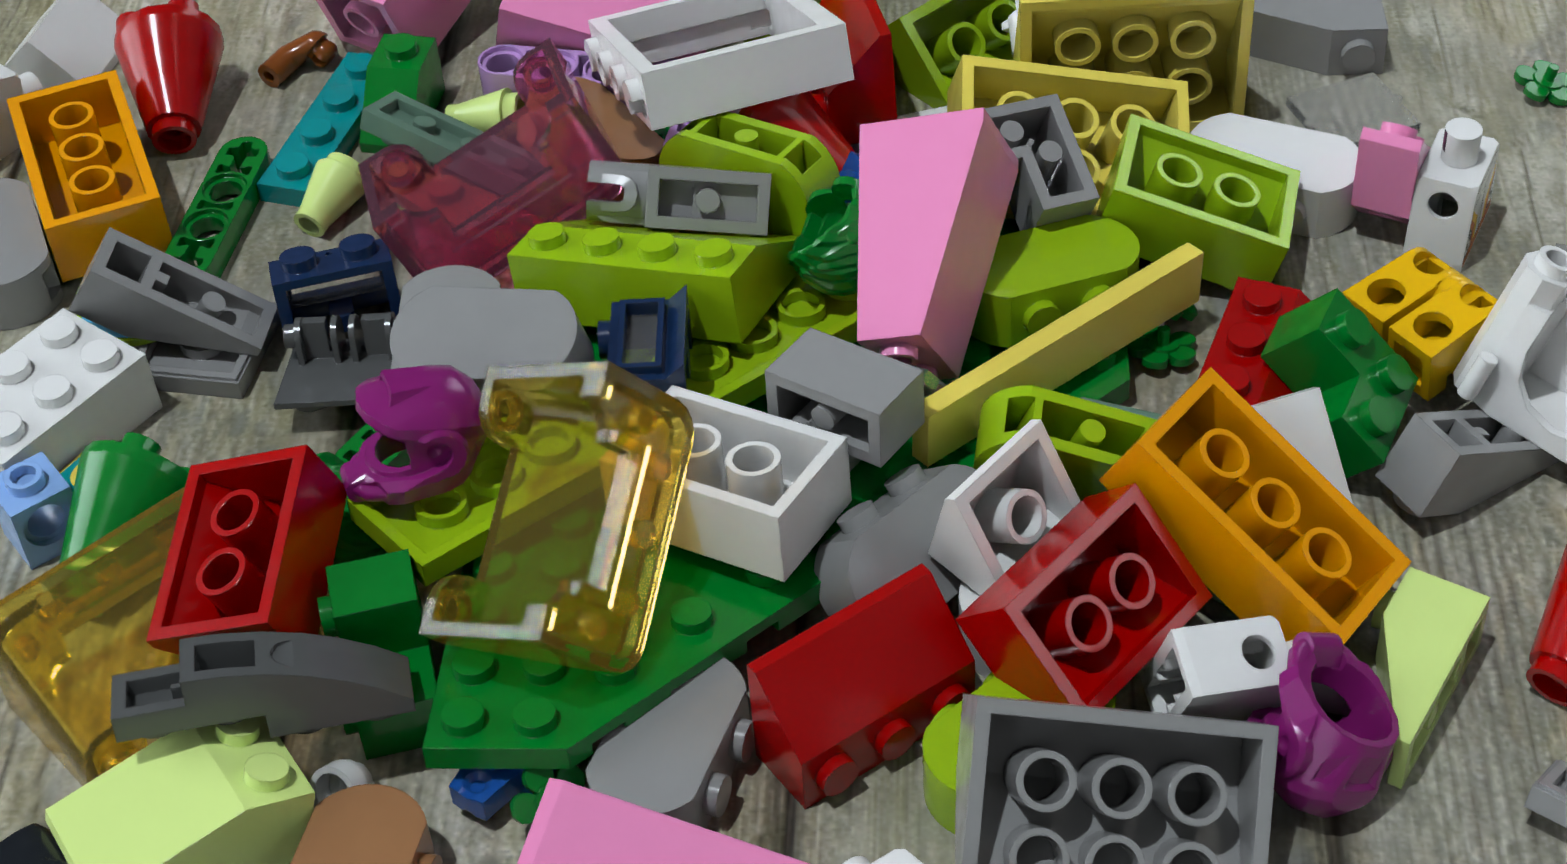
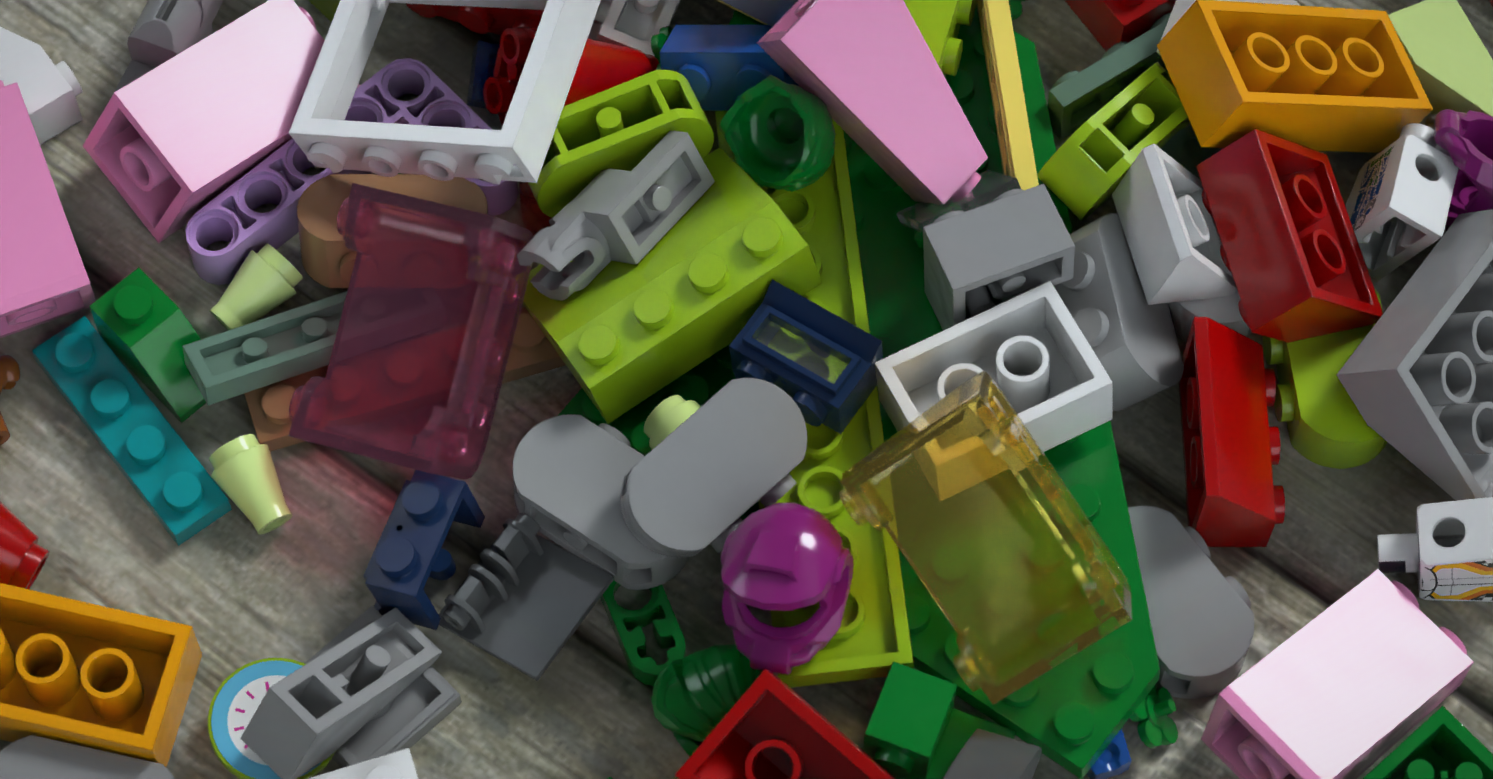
camera: 60 degrees left, 20 degrees up
(228, 216) = (191, 588): green beam -> none

